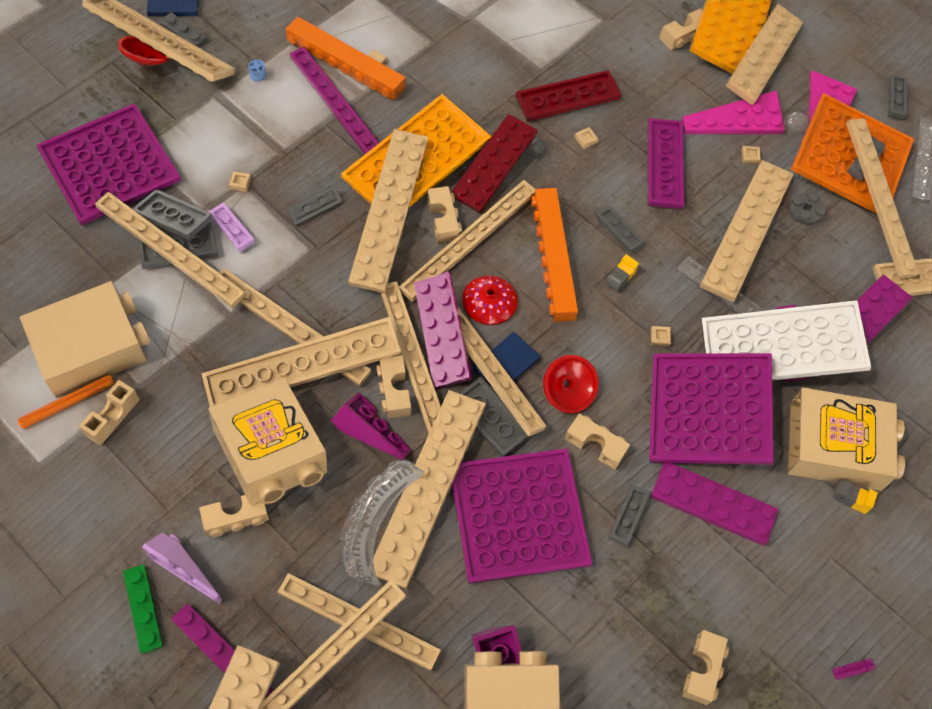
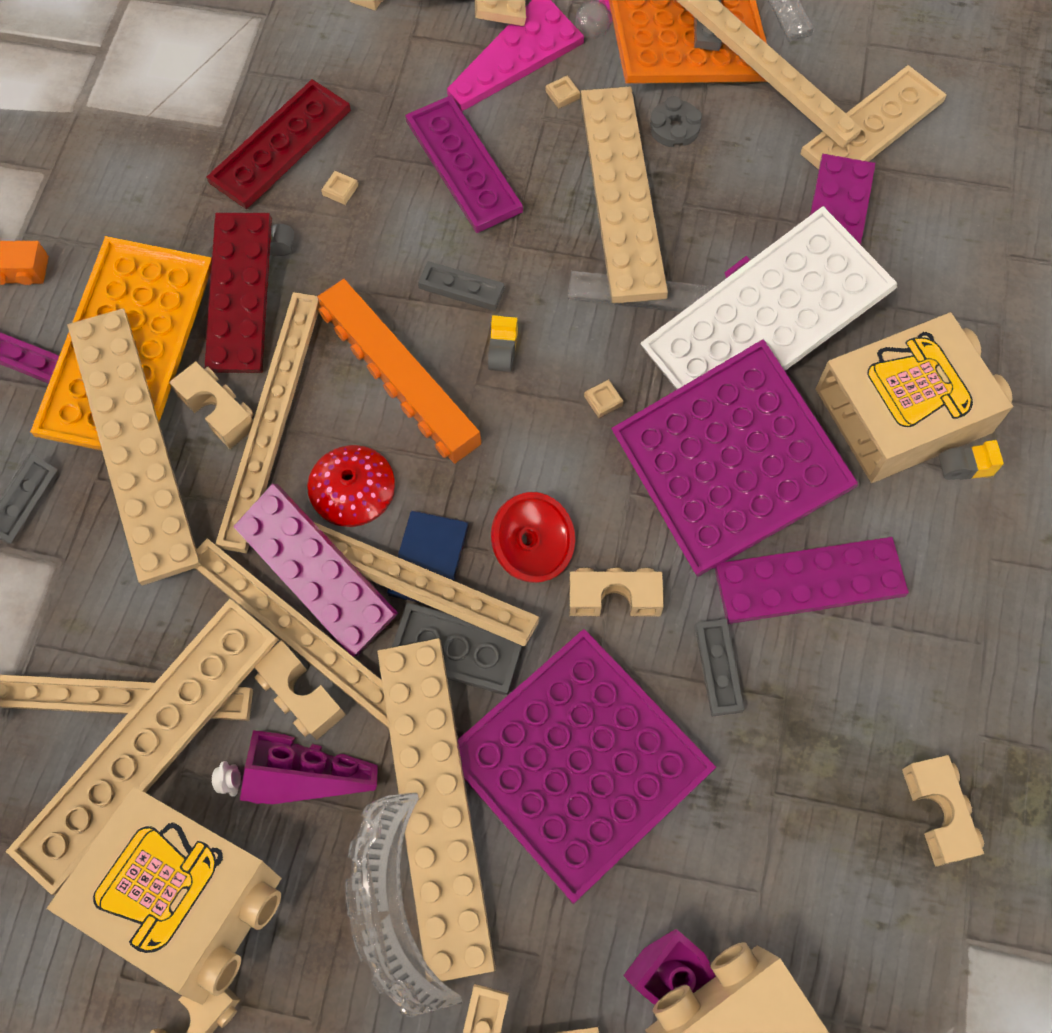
camera: 25 degrees left, 5 degrees up
(330, 407) = (226, 779): none -> white plate

